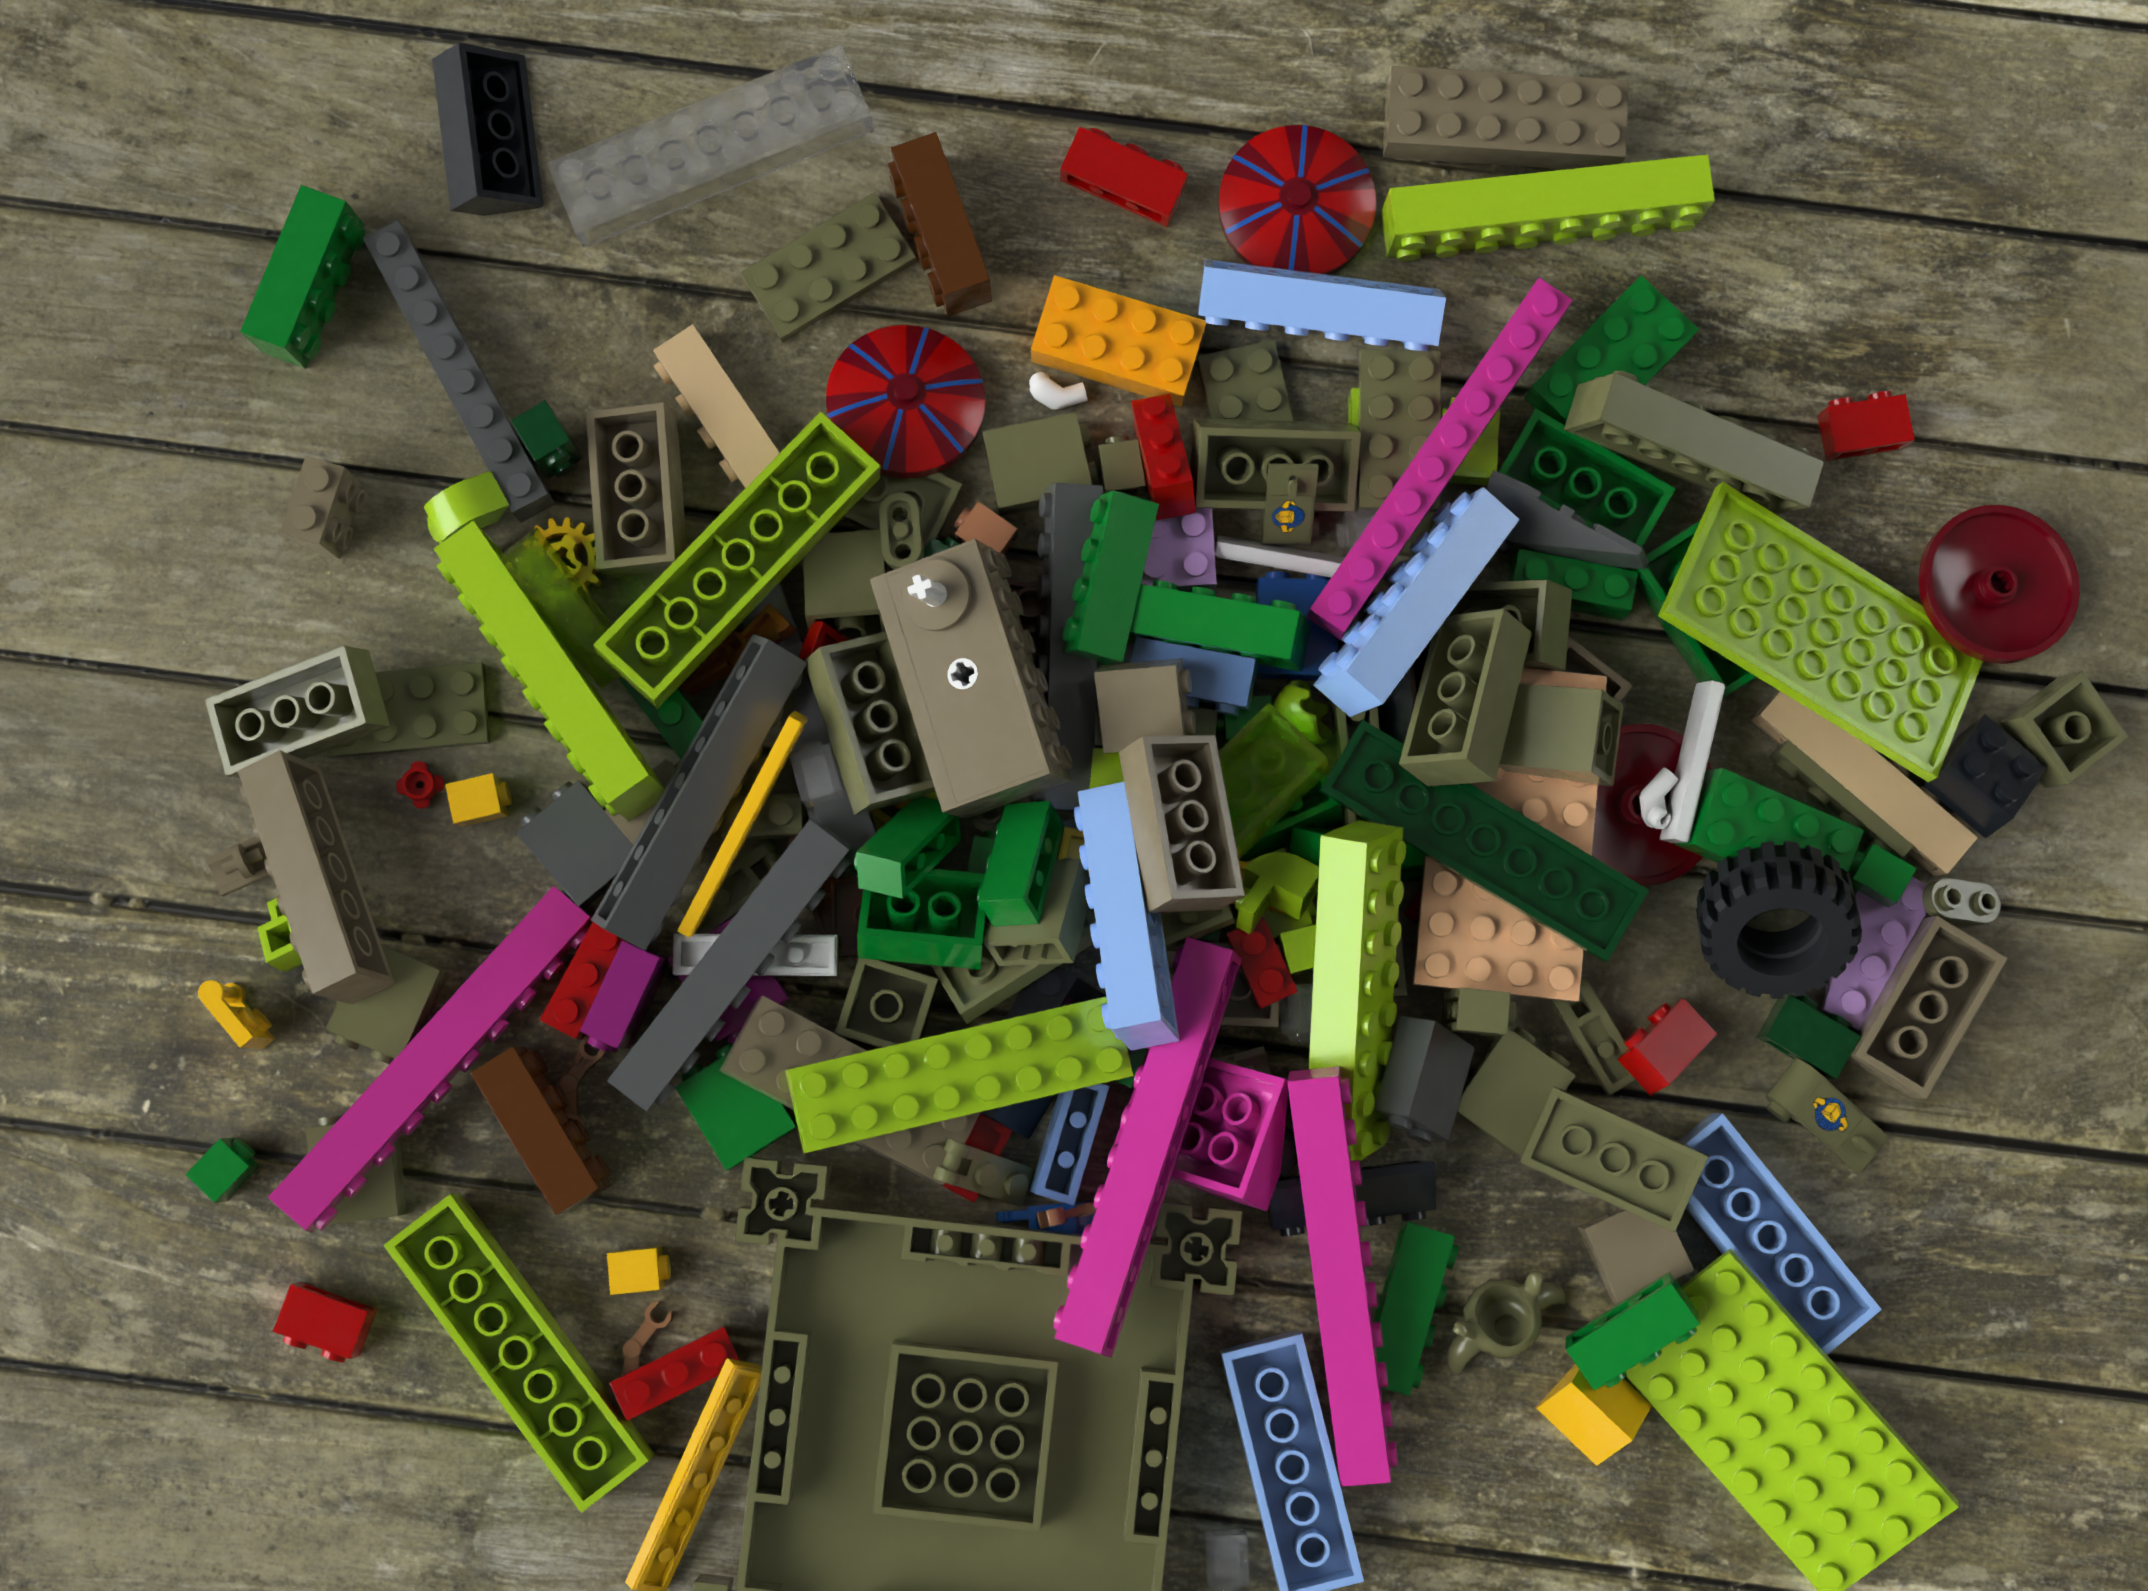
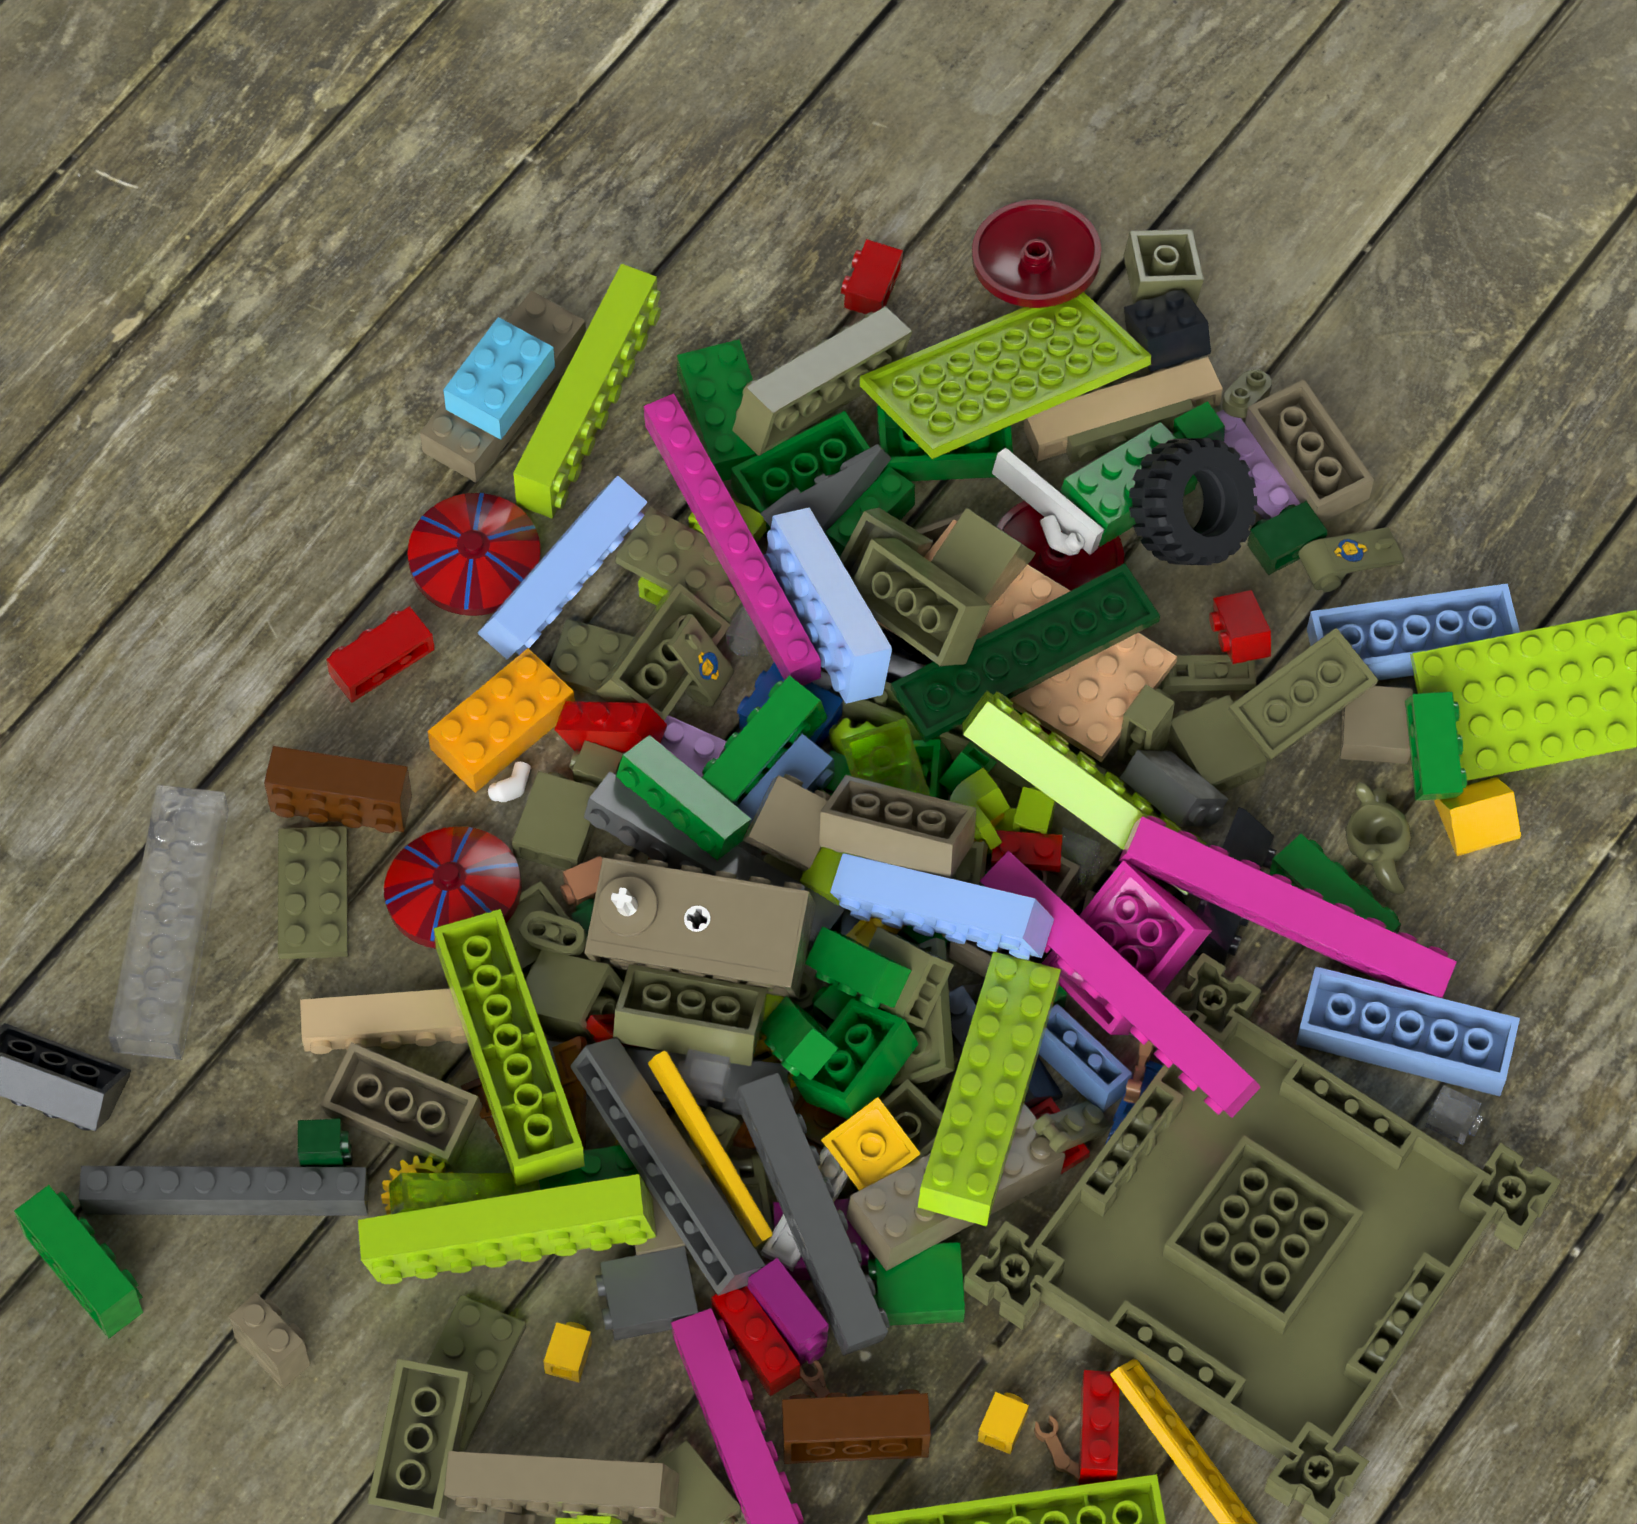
camera: 60 degrees left, 20 degrees down
(408, 784) = (528, 1382): red plate -> none
(467, 501) = (338, 1239): lime brick -> none
(834, 985) = (870, 1145): none -> yellow plate
(1277, 556) = (735, 692): white tile -> none
(1493, 108) = (499, 378): none -> medium azure brick

